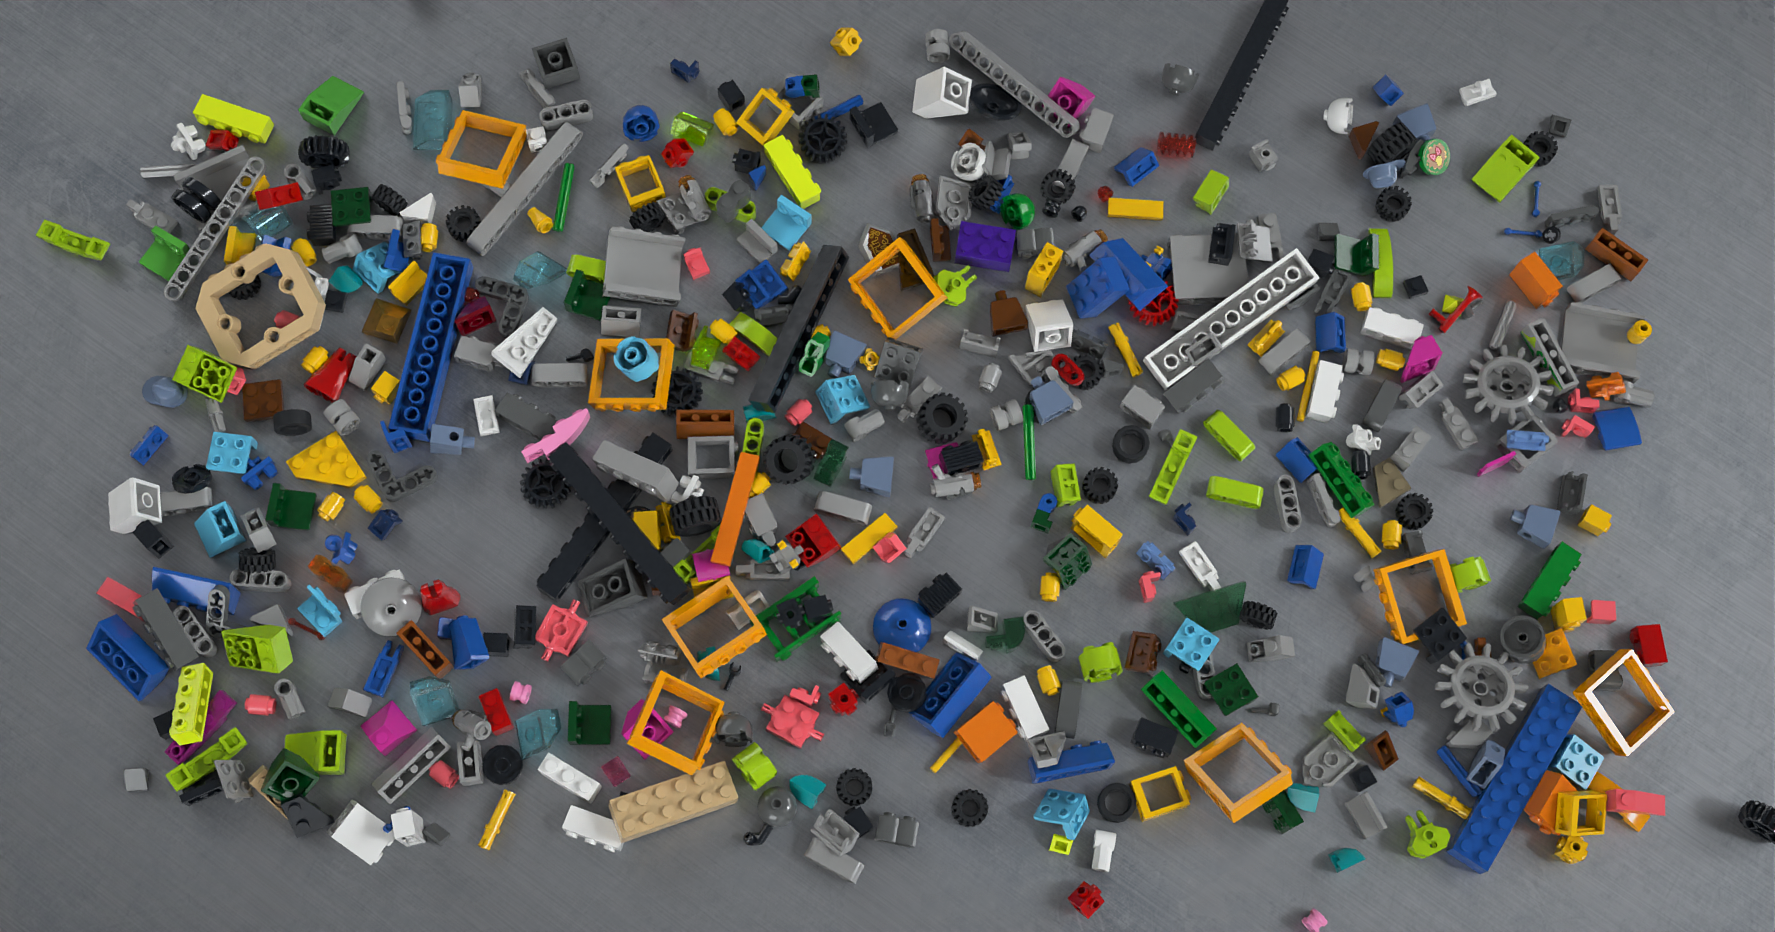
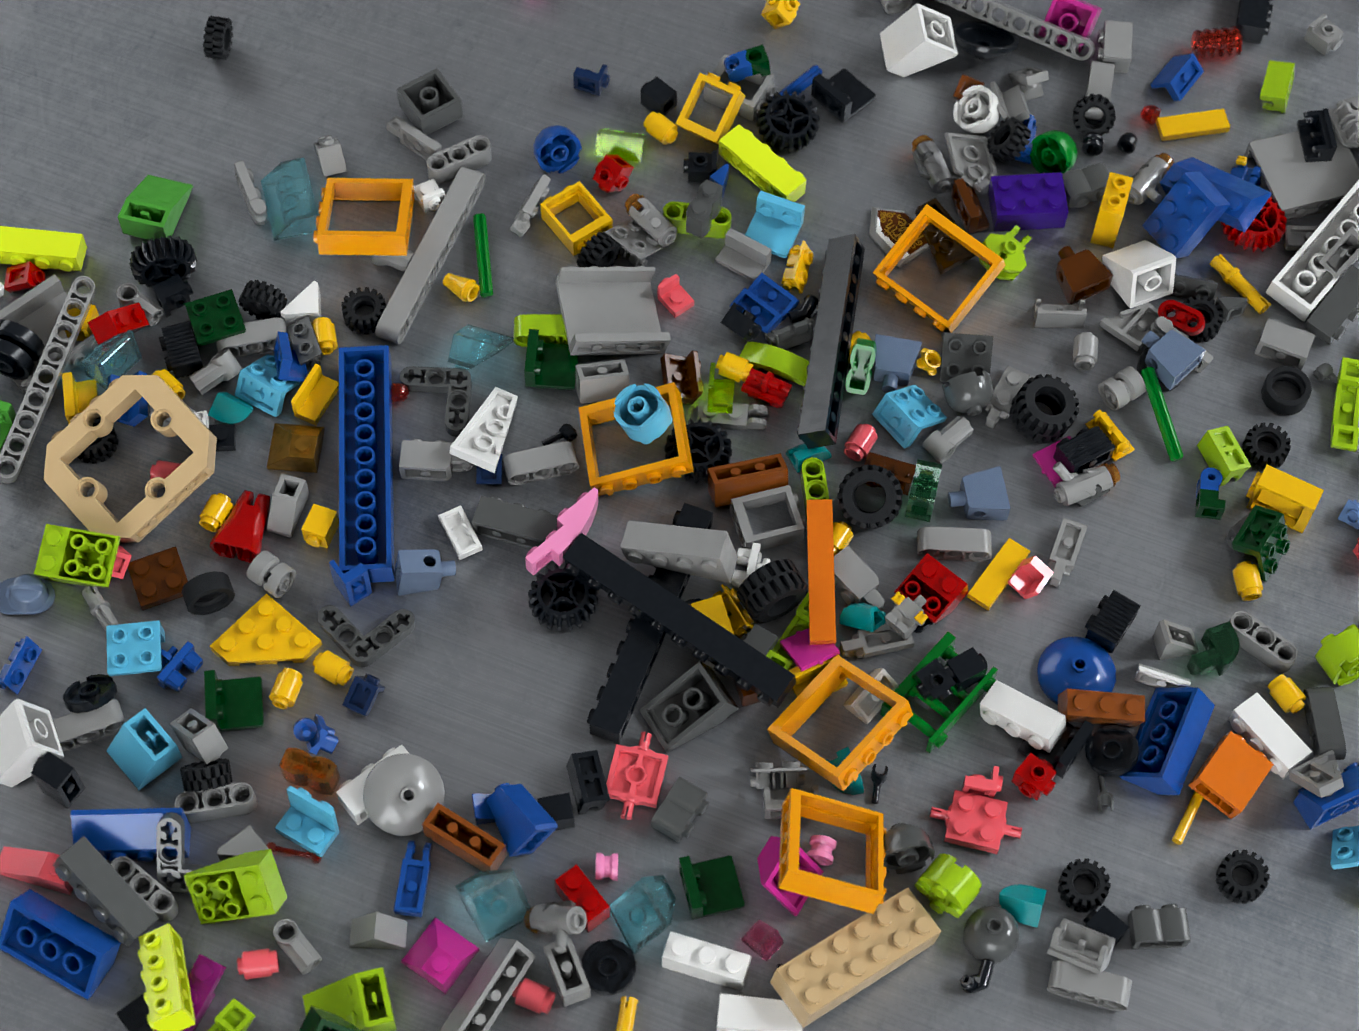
camera: 10 degrees left, 10 degrees down
(438, 597) = (463, 768): red piece -> none
(475, 316) = (414, 414): dark red slope -> none

